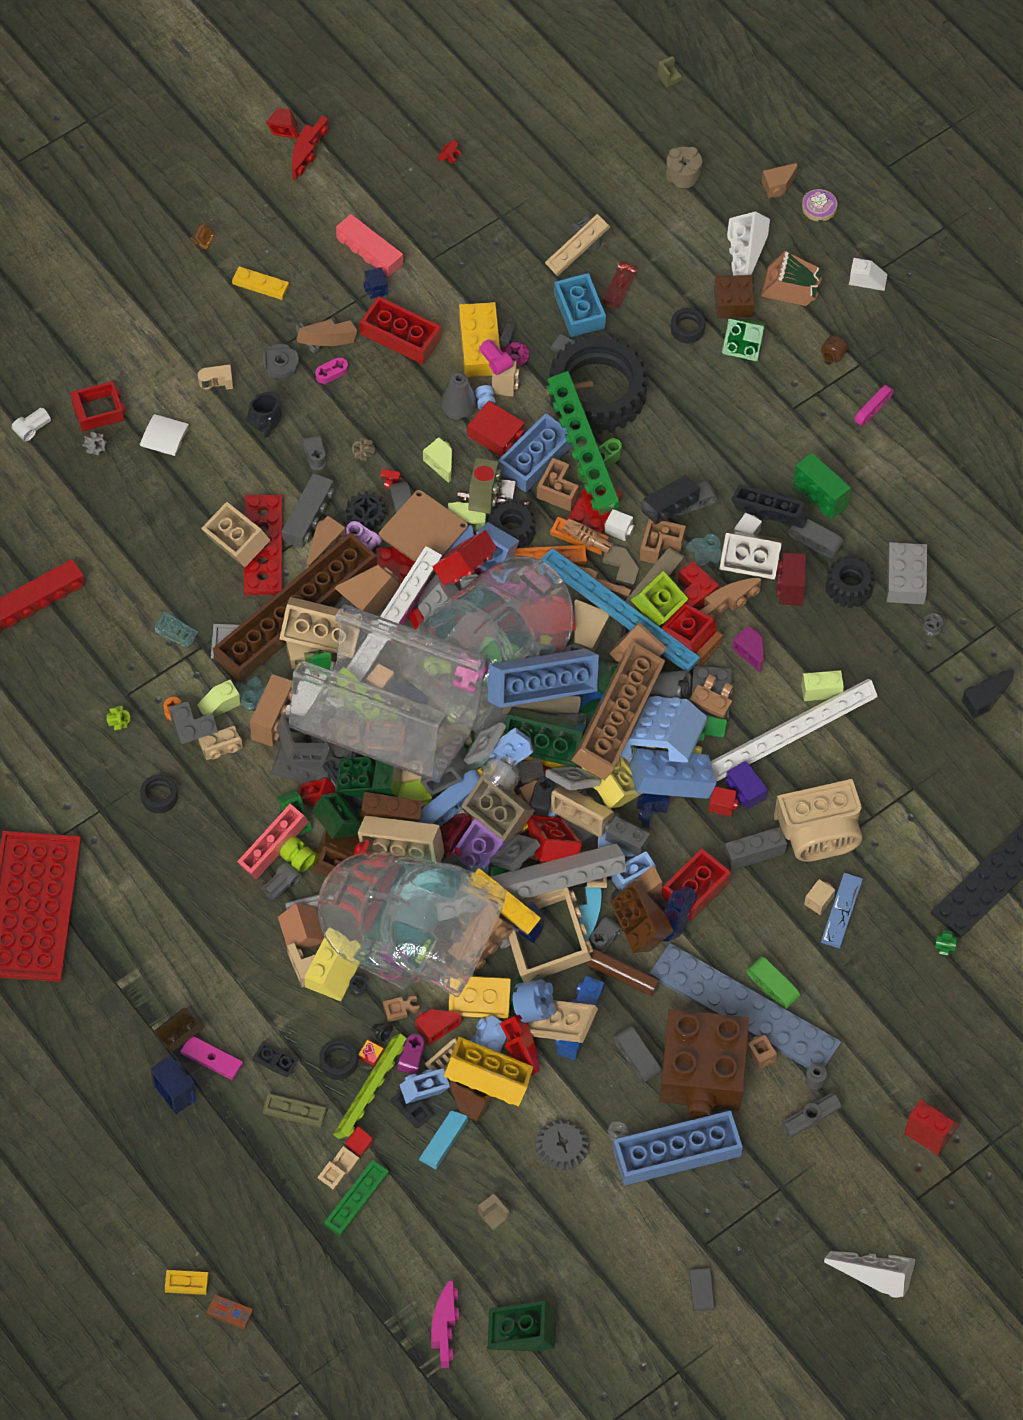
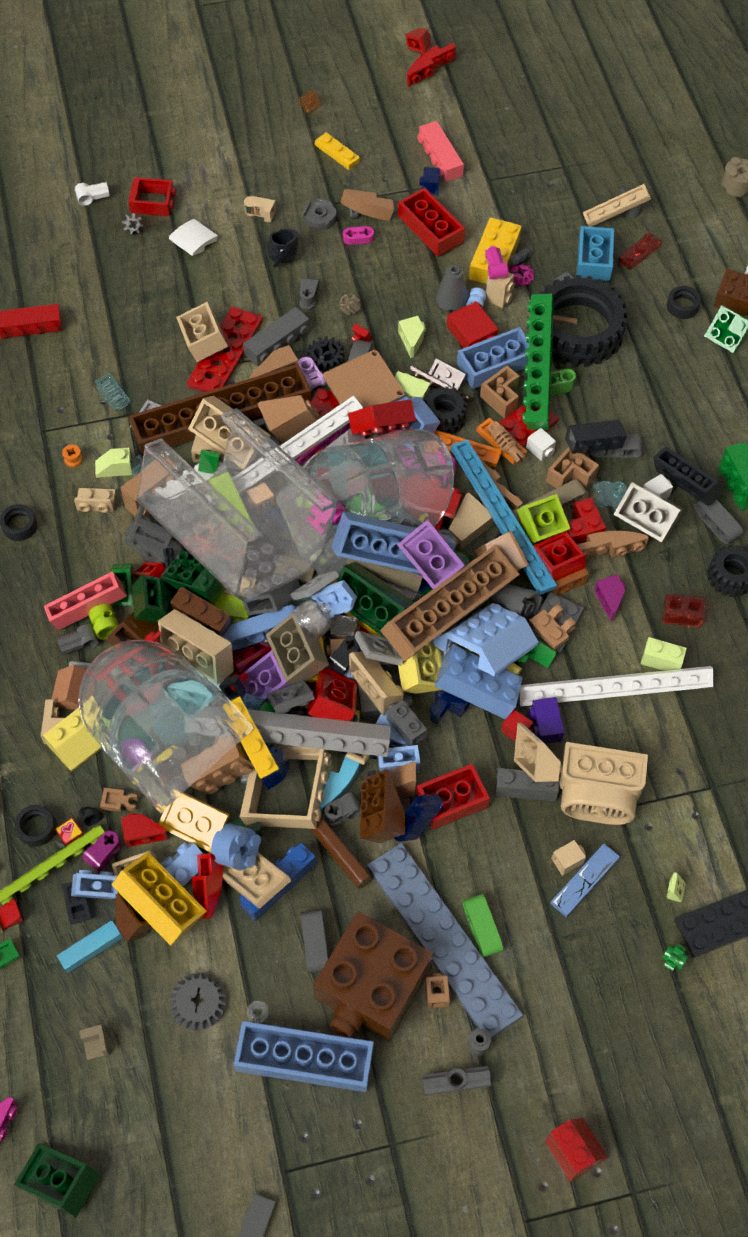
camera: 25 degrees right, 0 degrees up
(118, 717) = (16, 443): lime gear -> none
(190, 728) = (71, 472): dark grey brick -> none
(358, 978) = (96, 768): black bush -> none
(448, 151) = (543, 103): red tile -> none
(484, 486) = (432, 365): olive brick -> none
(583, 674) = (430, 554): none -> medium lavender slope
(628, 569) = (531, 486): dark tan tile -> none
(754, 819) = (535, 756): none -> tan slope
(791, 579) = (677, 547): dark red brick -> none
(823, 640) = (683, 614): none -> clear red brick
(921, 886) = (676, 888): none -> yellowish green slope

